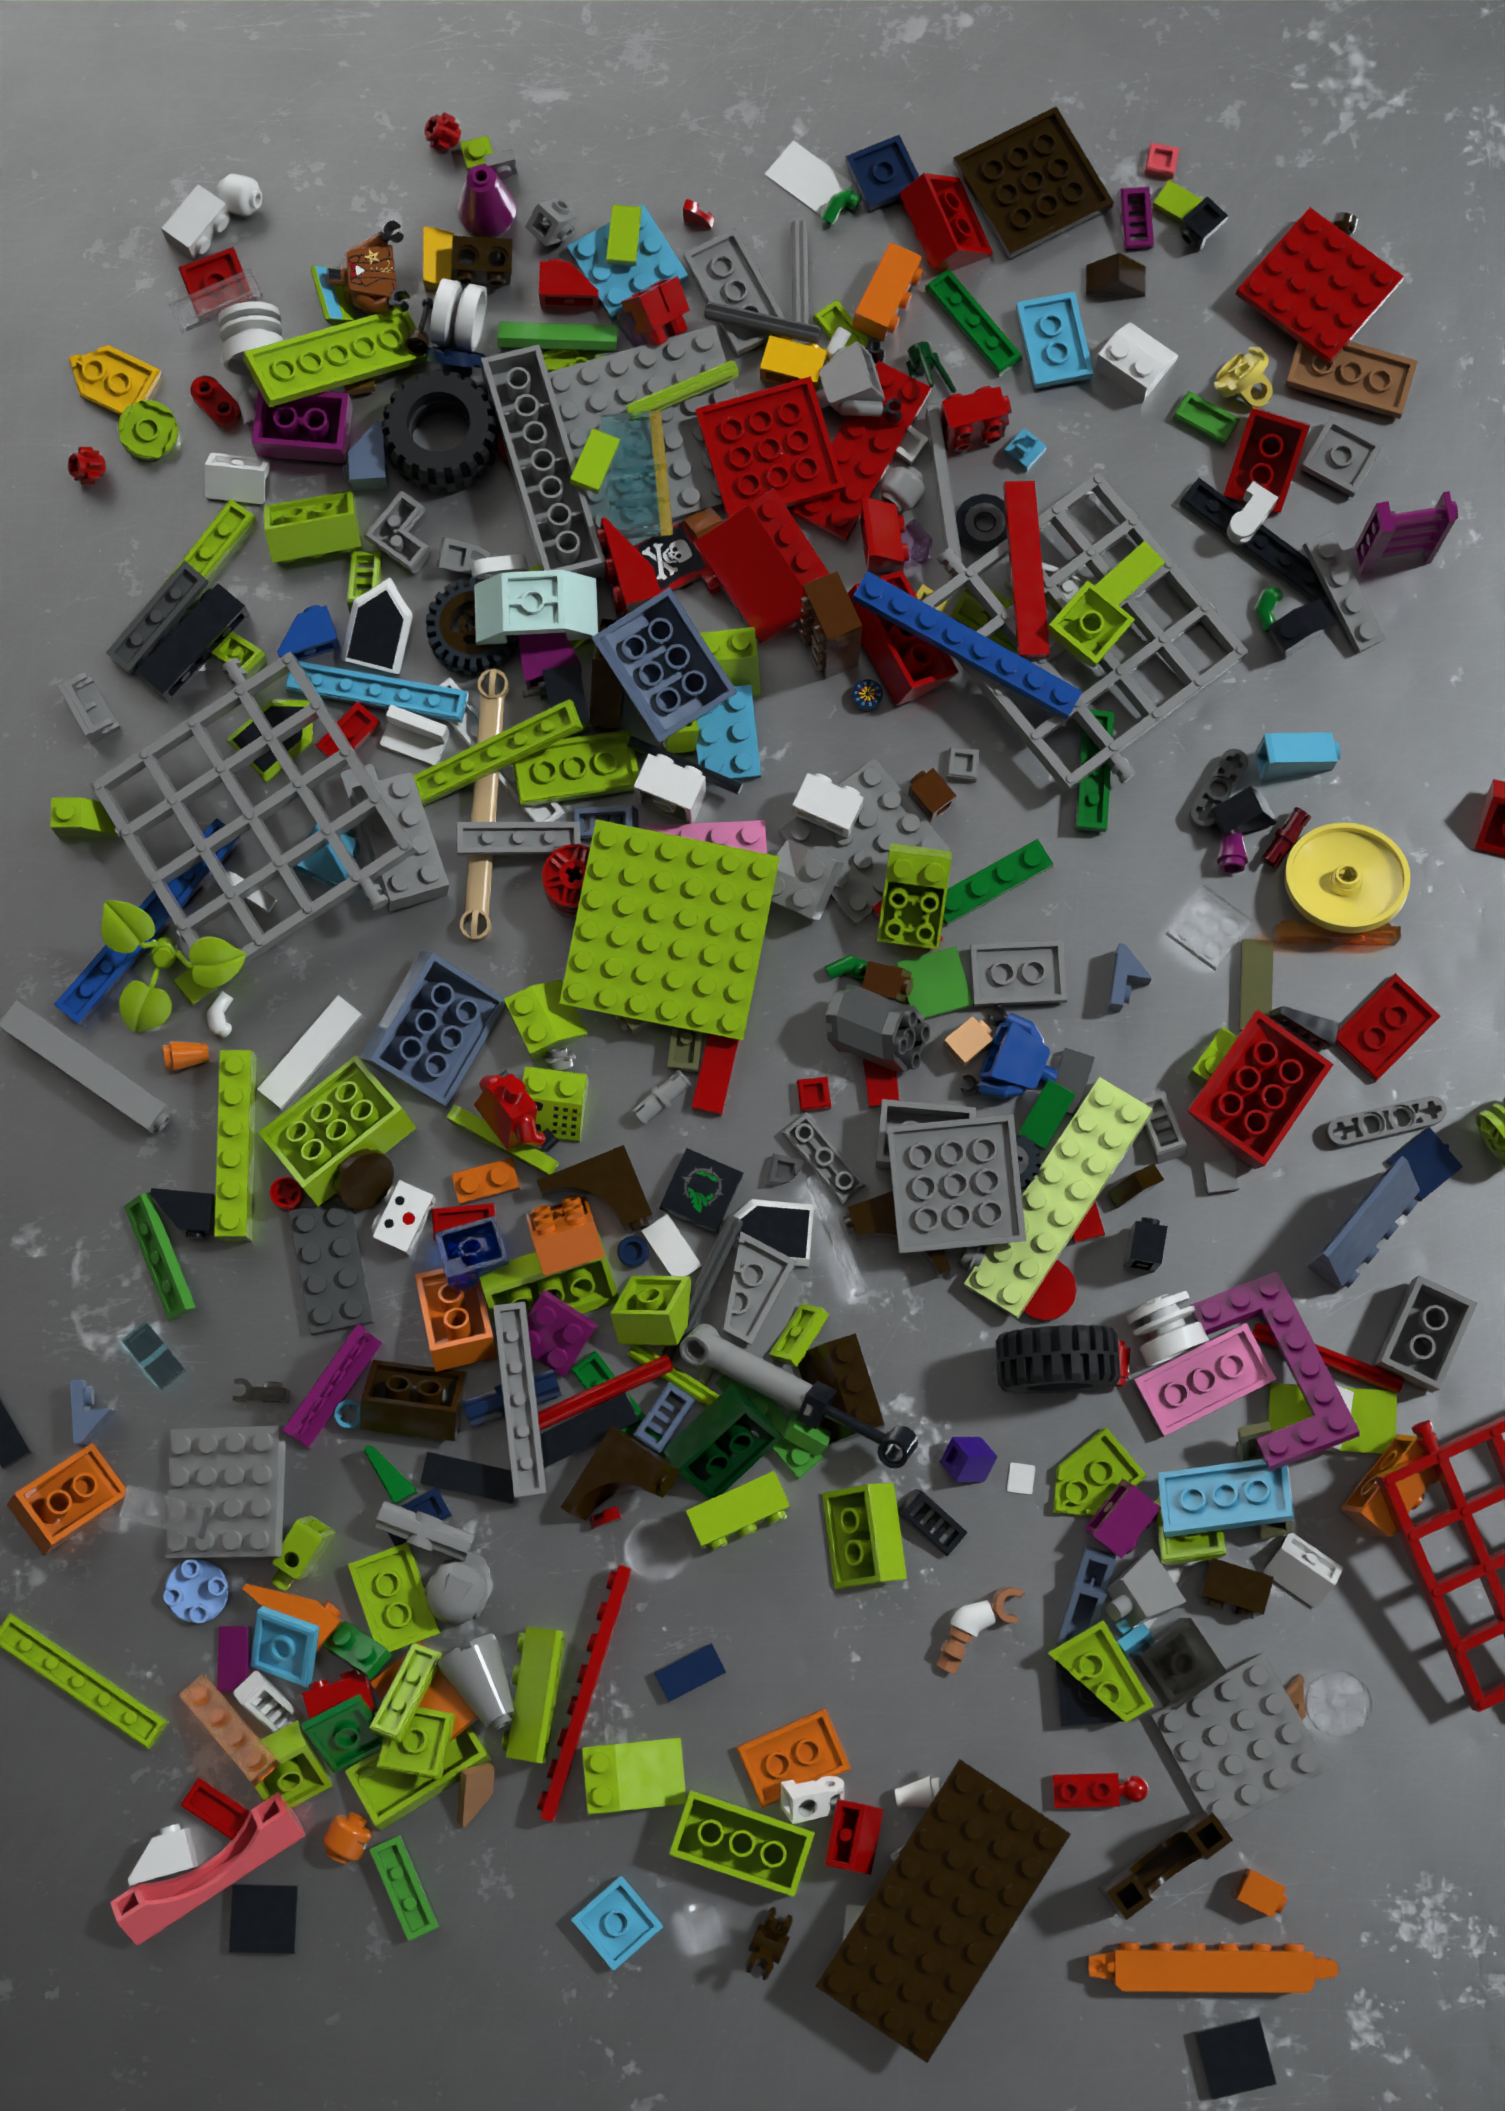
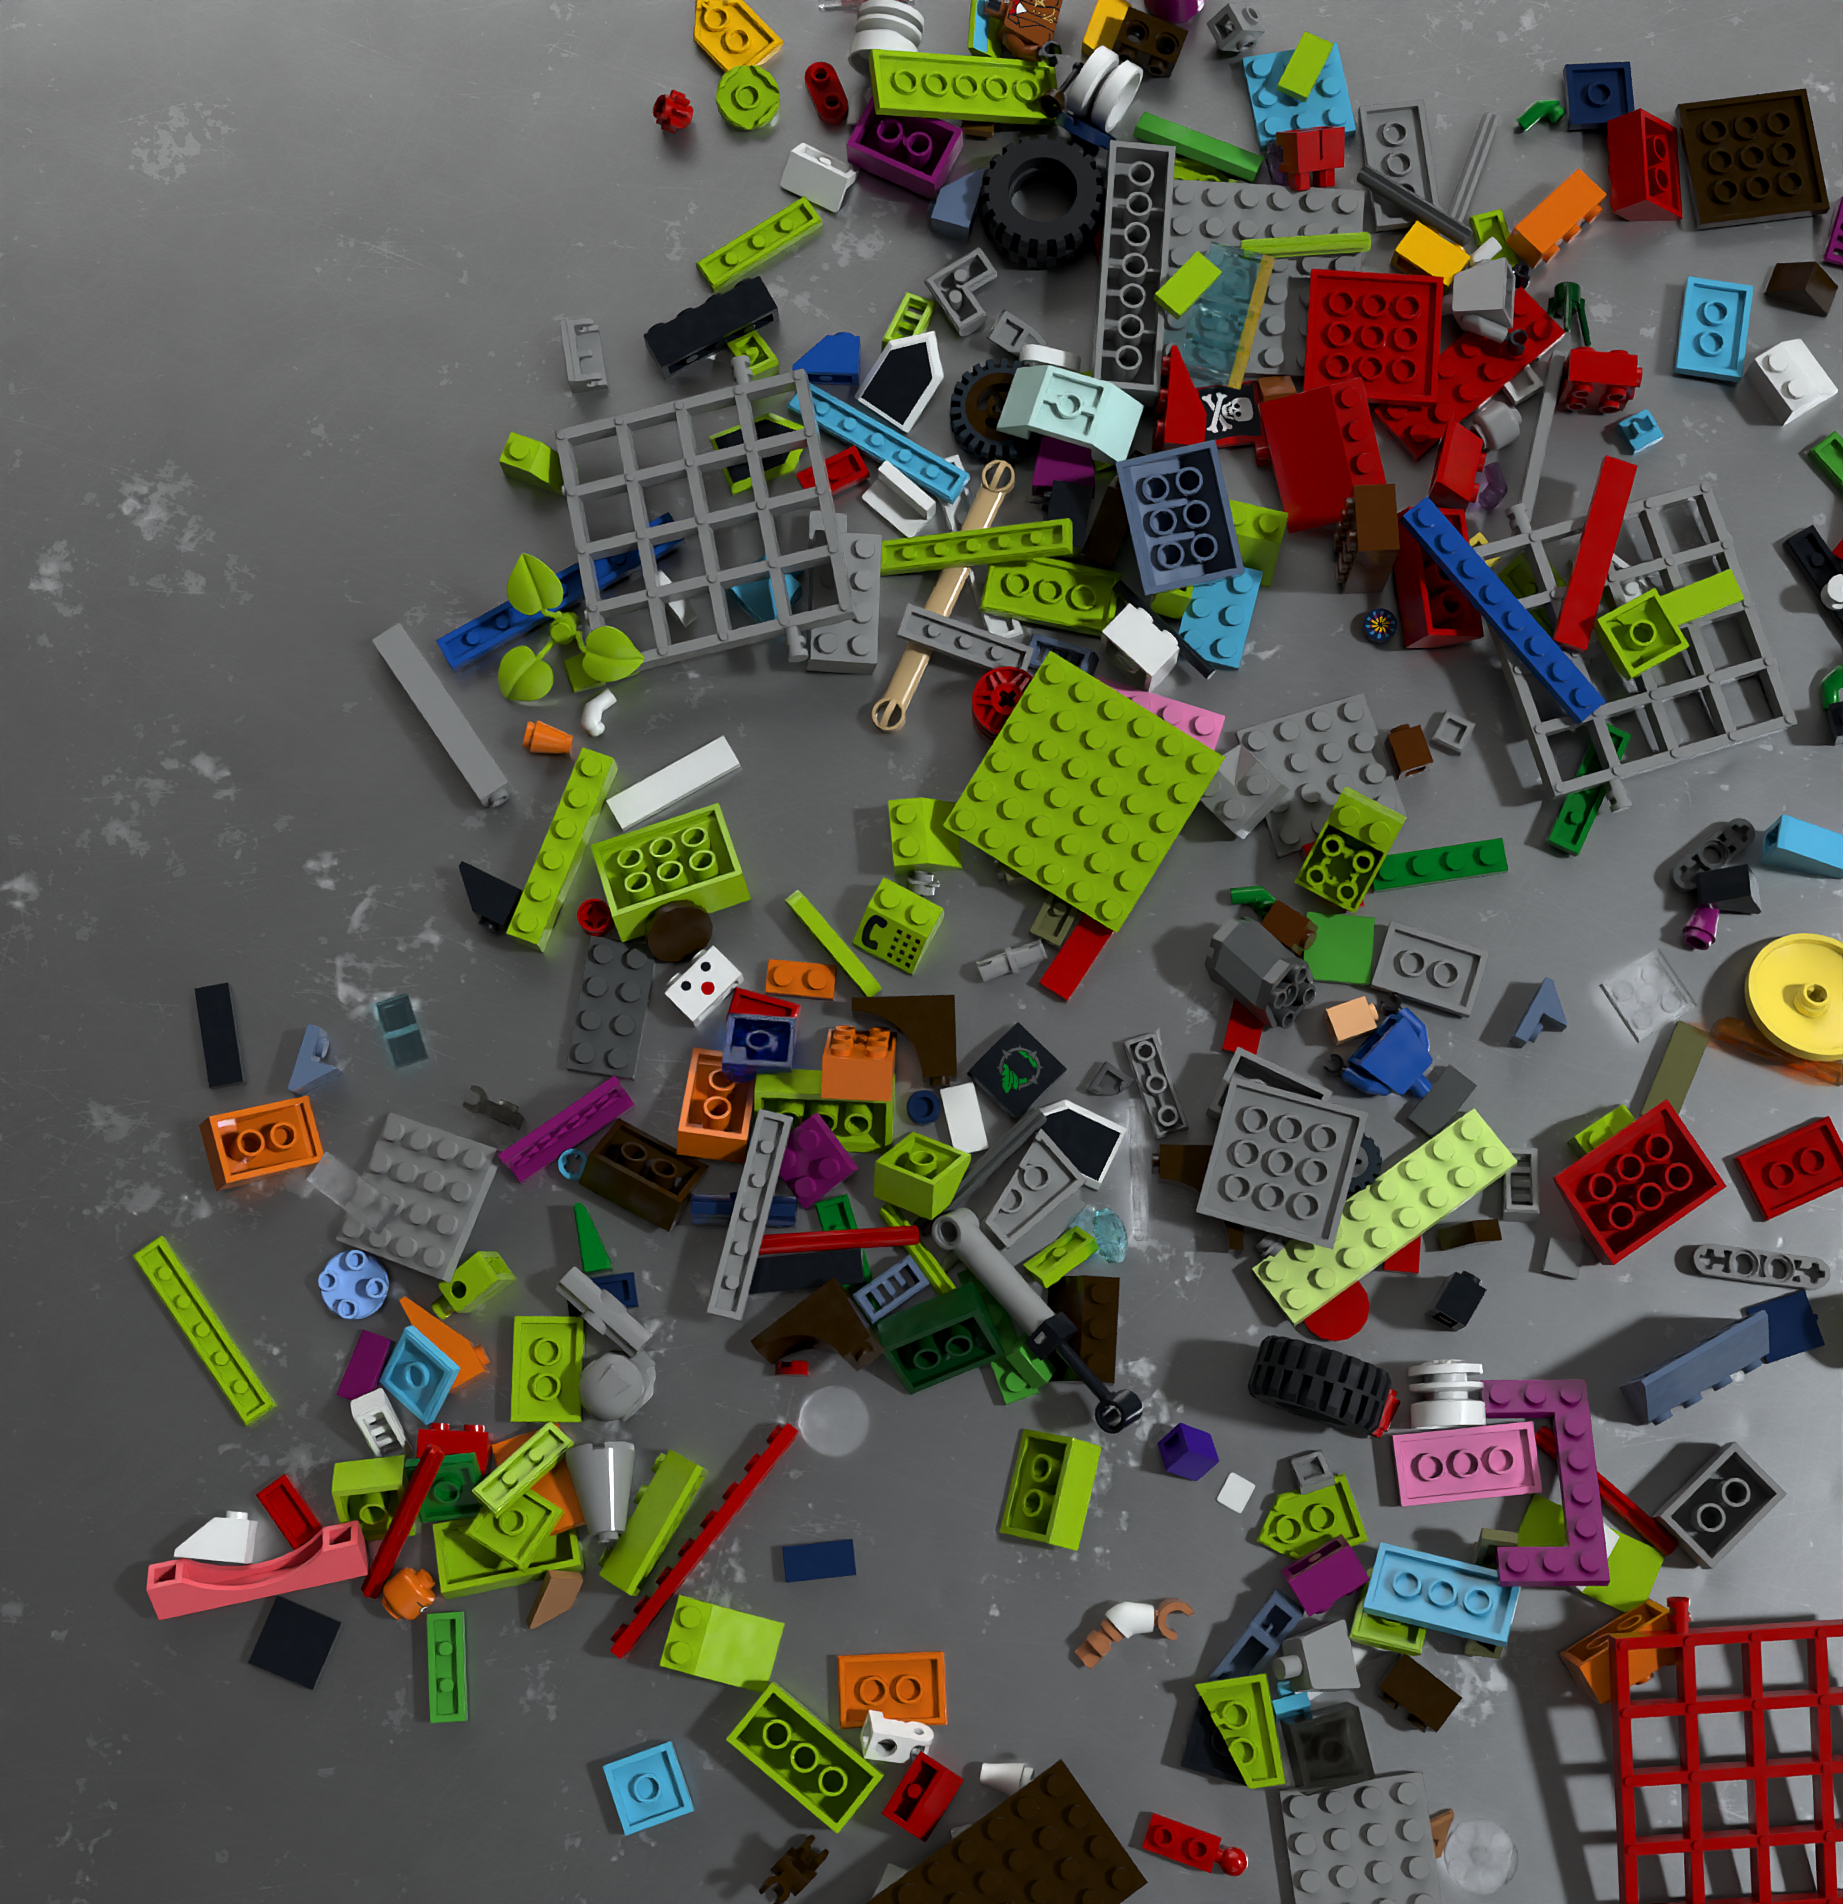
camera: 25 degrees right, 0 degrees up
(157, 617) = (686, 288): dark grey plate -> none
(159, 1256) = (444, 933): bright green plate -> none
(229, 1729) = (332, 1438): clear orange plate -> none
(312, 526) = (875, 252): lime slope -> none
(319, 1777) = (402, 1521): none -> red axle
(357, 1650) = (491, 1407): green plate -> none
(433, 1028) = (806, 804): sand blue slope -> none
(468, 1477) = (668, 1274): black tile -> none
(511, 1112) = (852, 919): red torso -> none
(565, 286) = (1225, 99): red slope -> none
(695, 216) = (1386, 73): red tile -> none
(705, 1927) = (735, 1828): clear brick -> none
(739, 1511) = (929, 1415): lime brick -> none
(807, 177) = (1516, 73): white sticker -> none
(814, 1094) = (1170, 1015): red tile -> none
(828, 804) = (1296, 722): white brick -> none
(834, 1300) = (1110, 1235): none -> clear light blue gear
(911, 1503) = (1110, 1475): black slope -> none
(973, 322) = (1635, 282): green tile -> none
(974, 509) = (1563, 474): black tile -> none
(1047, 1113) = (1405, 1125): green tile -> none
(1078, 1436) = (1311, 1472): none -> light grey tile
(1286, 837) = (1764, 931): dark red pin -> none
(1303, 1570) = (1496, 1702): white panel -> none
(1312, 1028) = (1718, 1140): black slope -> none

